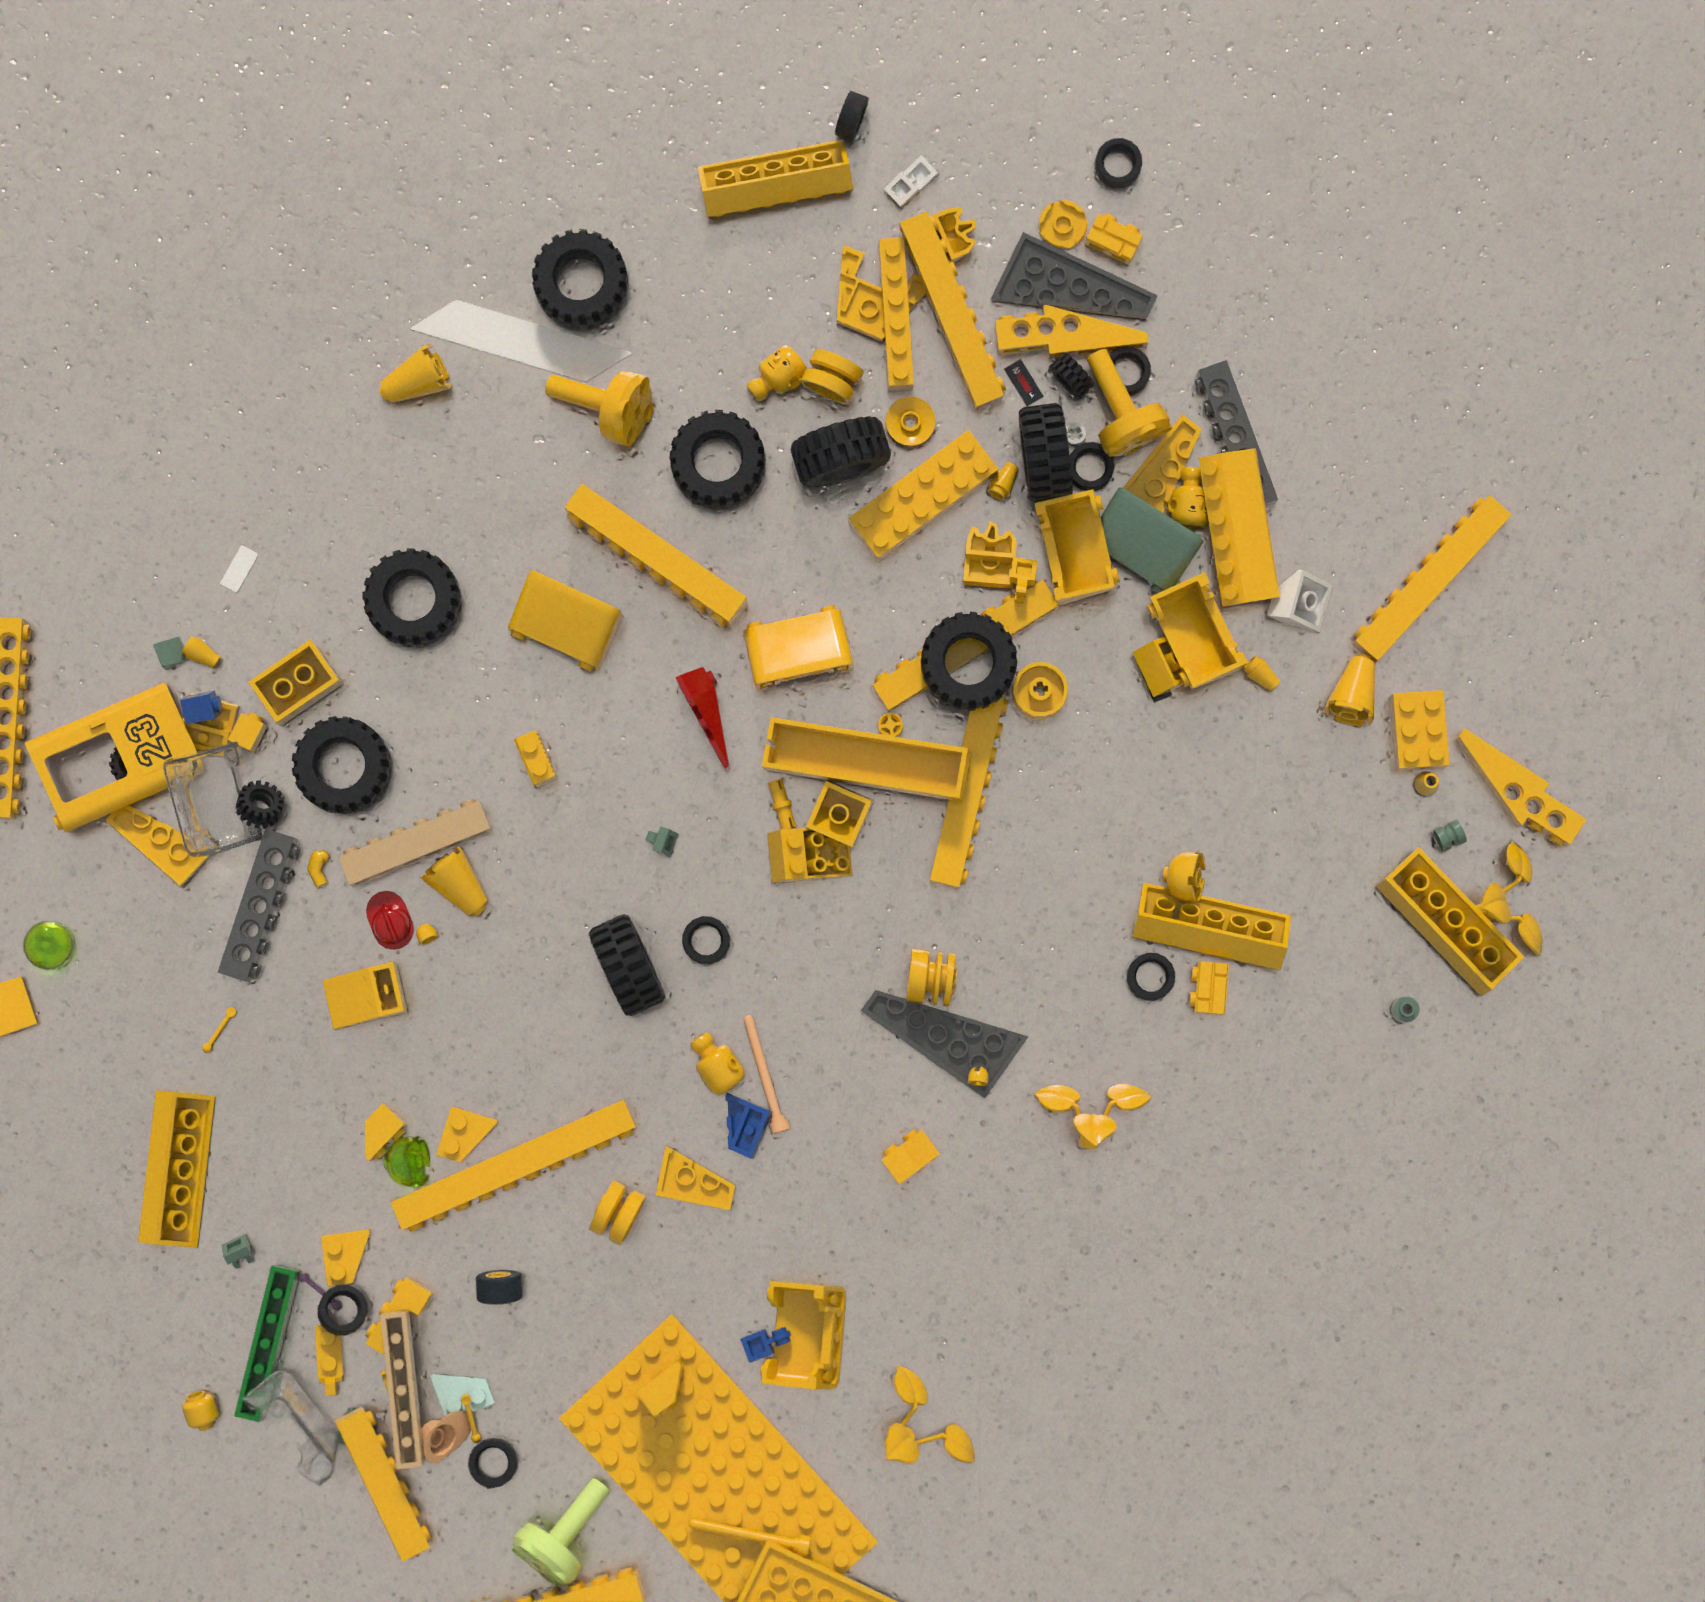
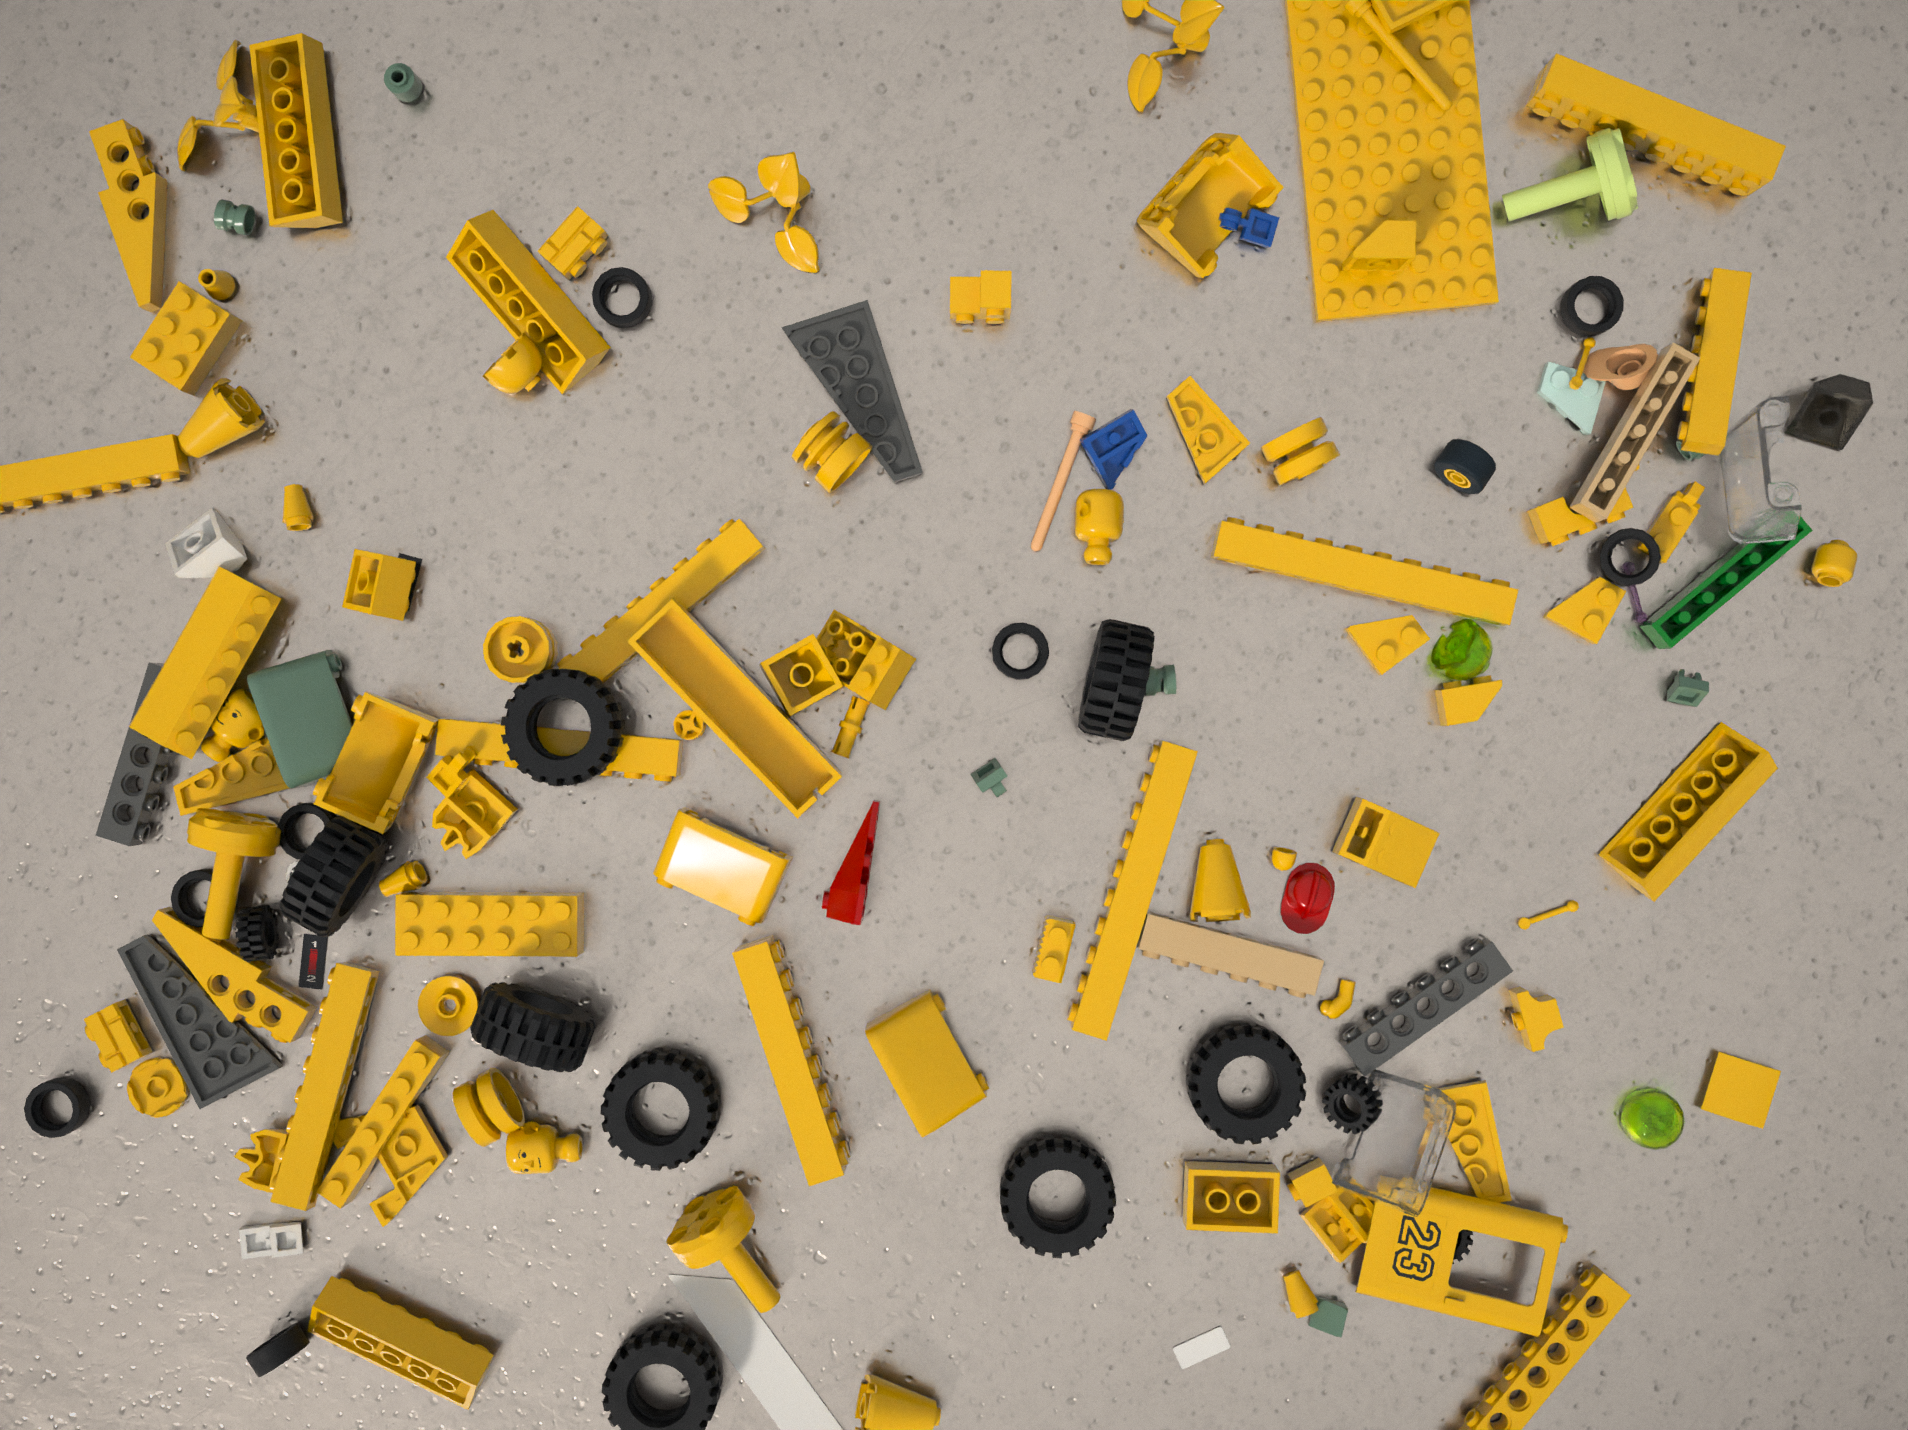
camera: 150 degrees left, 5 degrees up
(179, 953) = (1534, 1017): none -> yellow brick
(201, 707) = (1340, 1241): blue brick -> none
(278, 1512) = (1831, 411): none -> clear smoke slope
(511, 837) = (1133, 889): none -> yellow brick
(602, 986) = (1168, 677): none -> sand green wheel
(978, 1078) = (859, 321): yellow hinge -> none
(1196, 632) = (324, 591): yellow windscreen -> none

